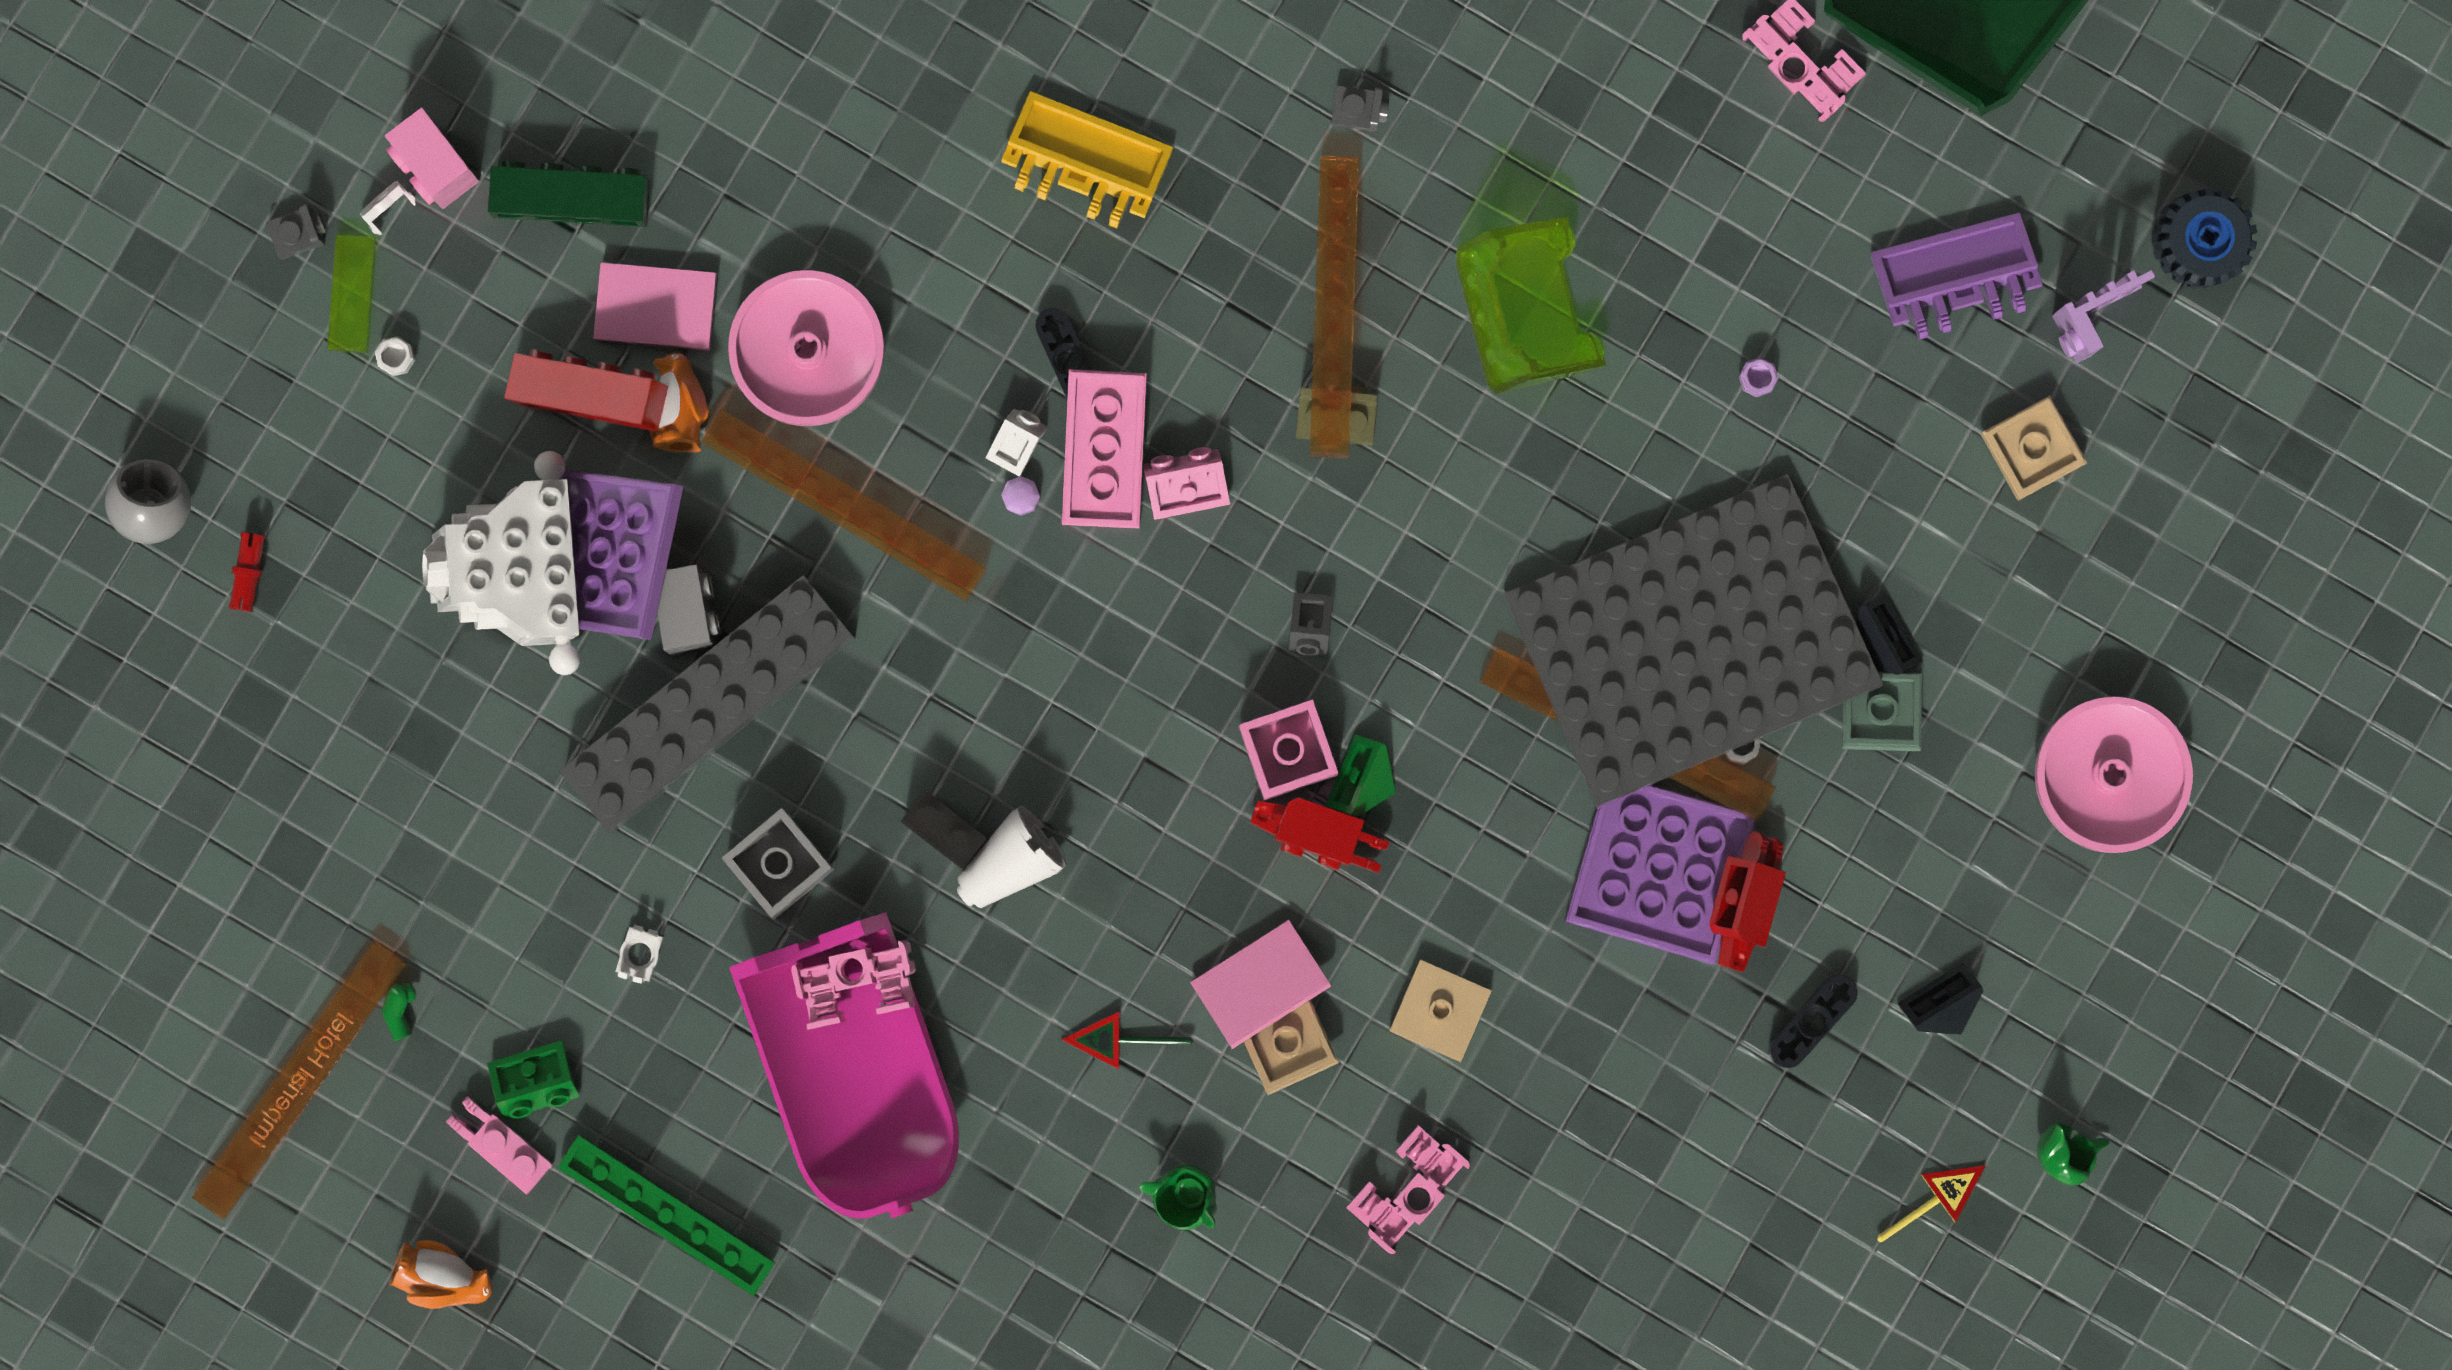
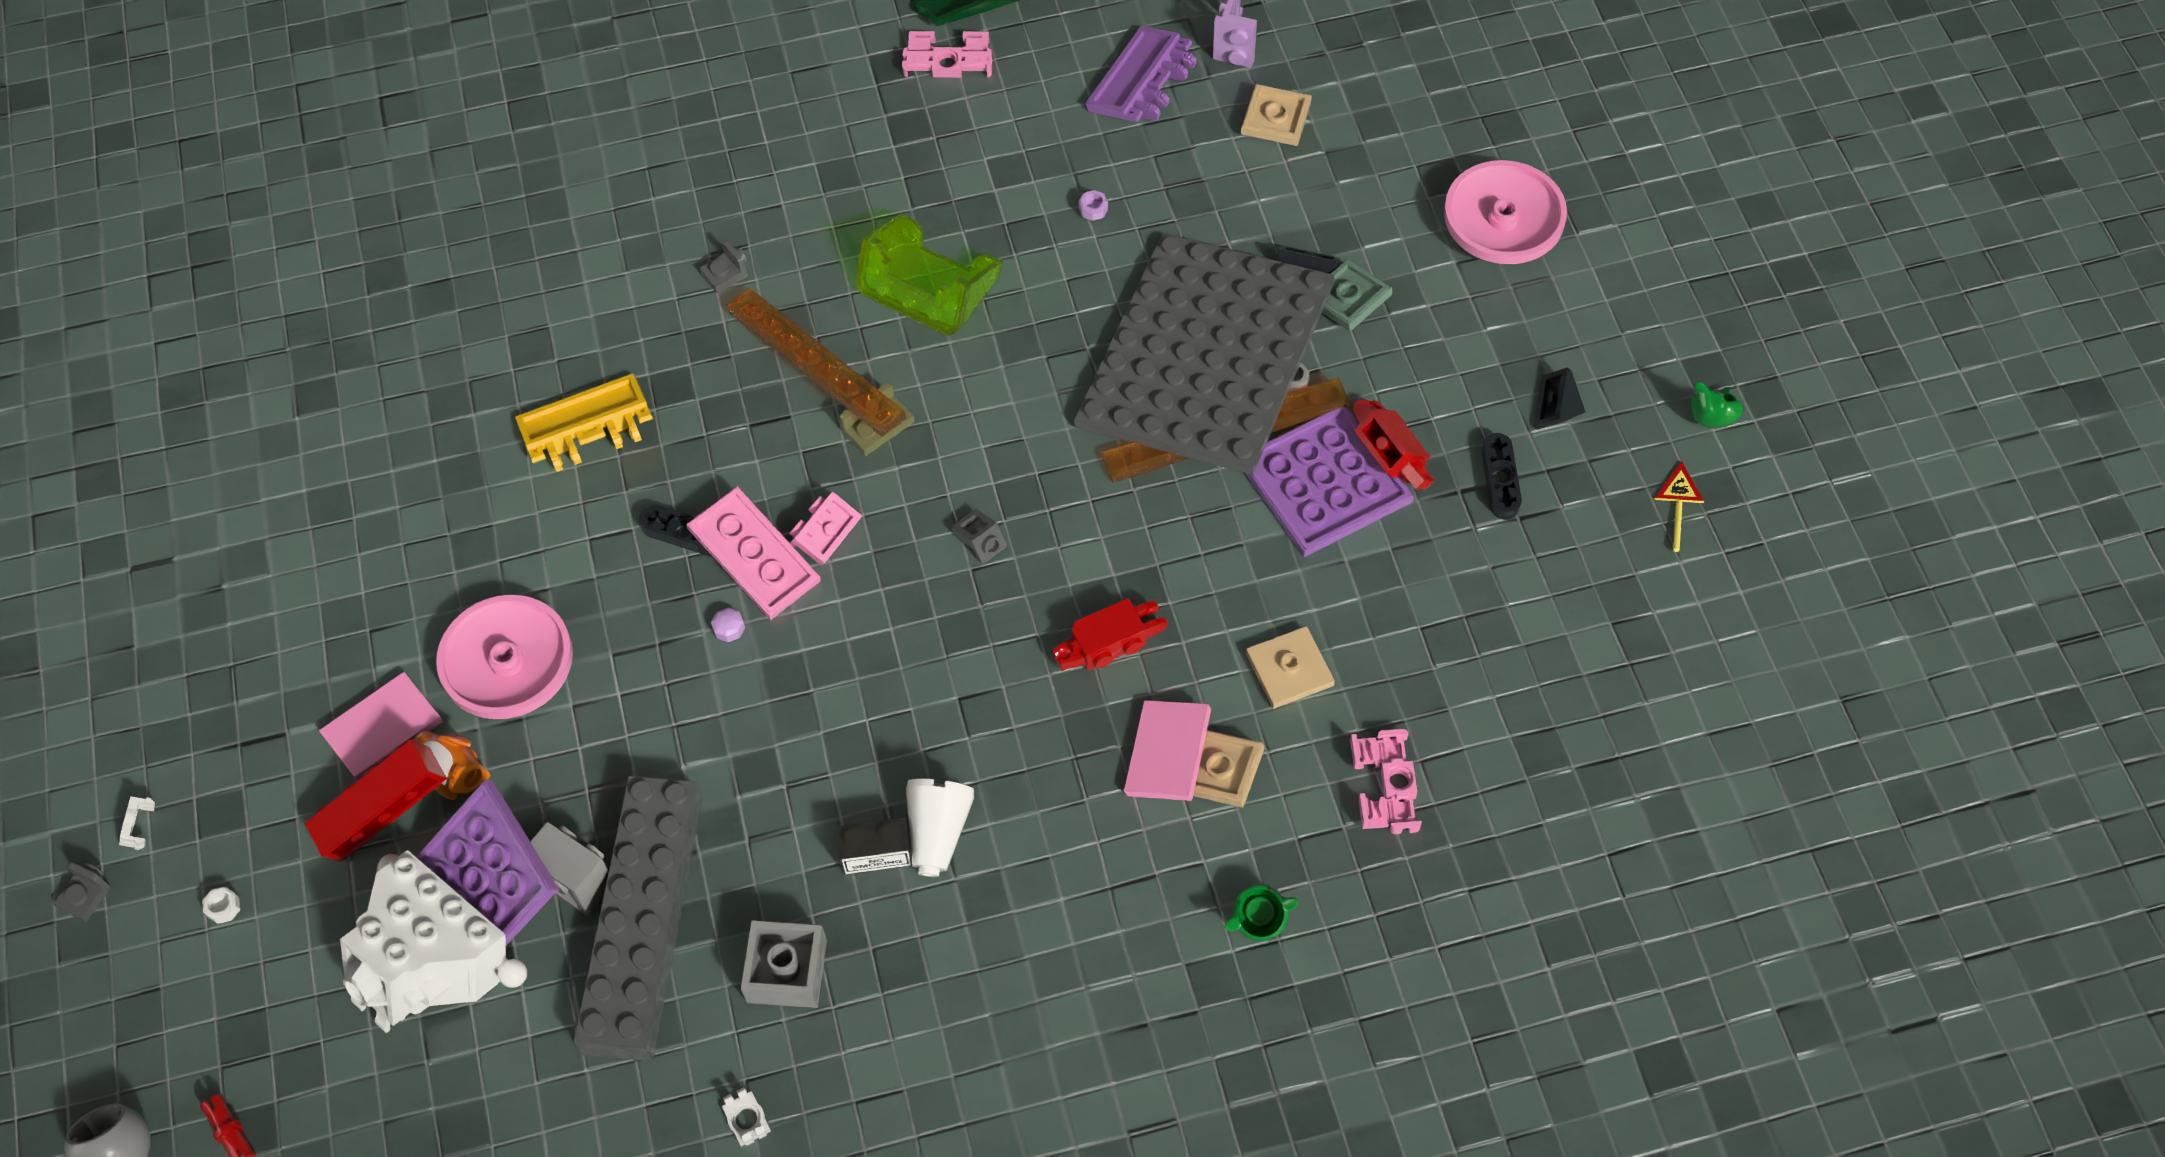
camera: 40 degrees left, 25 degrees down
(351, 294) = (156, 897): clear neon green tile -> none
(425, 151) = (140, 761): bright pink brick -> none
(568, 196) = (260, 711): dark green brick -> none
(823, 979) = (887, 1008): bright pink piece -> none
(844, 505) = (617, 725): clear orange plate -> none
(856, 1094) = (961, 1041): dark pink panel -> none
(1016, 441) = (694, 596): white bracket -> none
(1103, 1040) = (1107, 878): piece -> none
(1288, 750) = (1040, 604): bright pink brick -> none
(1363, 778) = (1099, 582): green slope -> none

